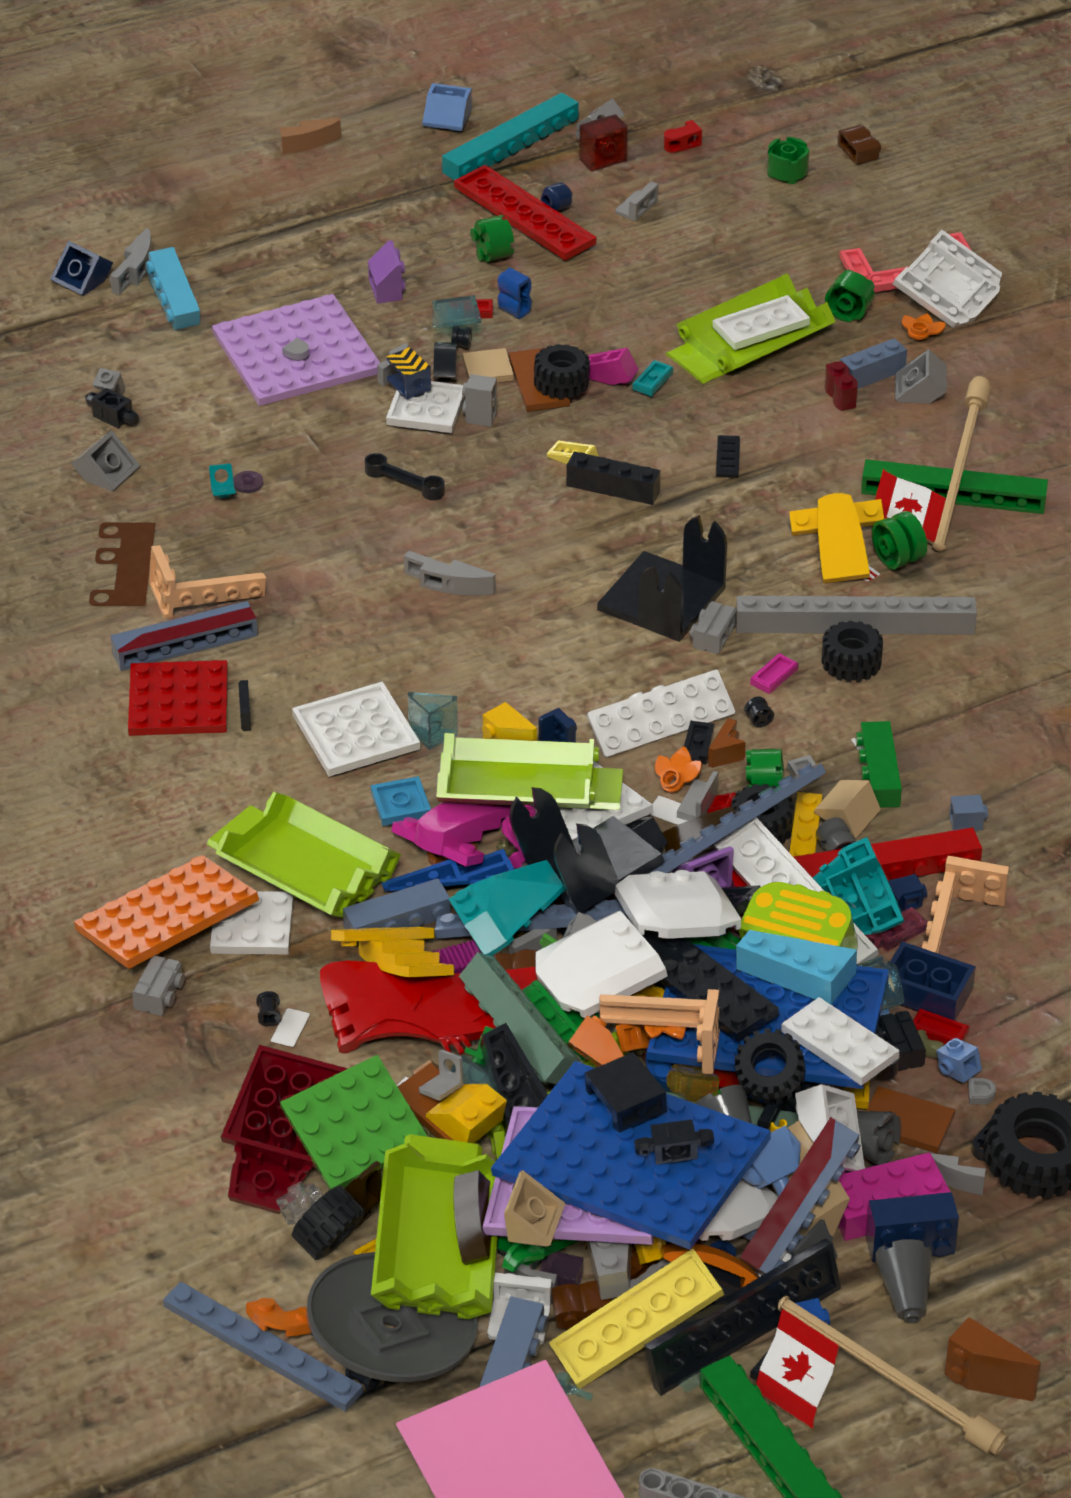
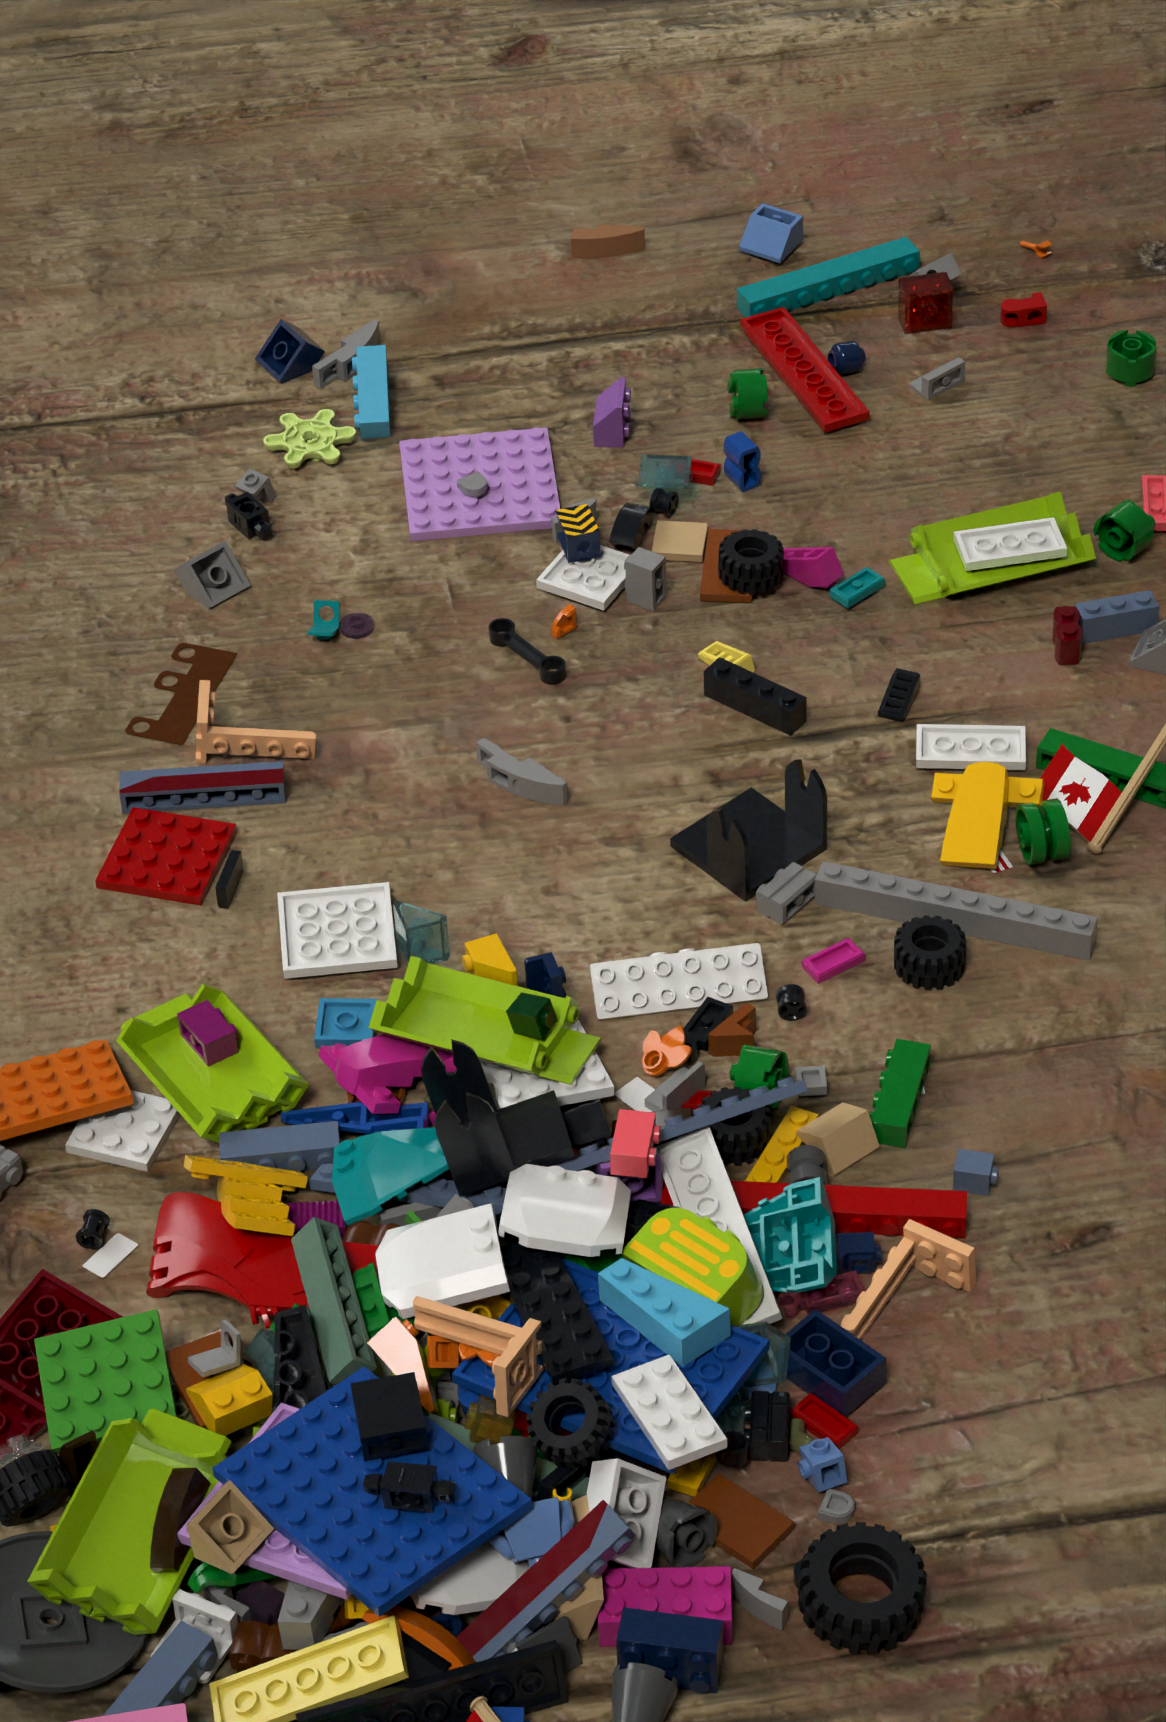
camera: 20 degrees right, 0 degrees up
(144, 335) = (309, 438): none -> yellowish green plate
(291, 831) = (208, 1032): none -> magenta brick
(426, 447) = (564, 622): none -> orange tile
(566, 761) = (531, 1015): none -> dark green brick
(670, 87) = (1040, 249): none -> orange hand
(711, 840) = (633, 1143): none -> coral brick
(803, 486) = (961, 745): none -> white plate

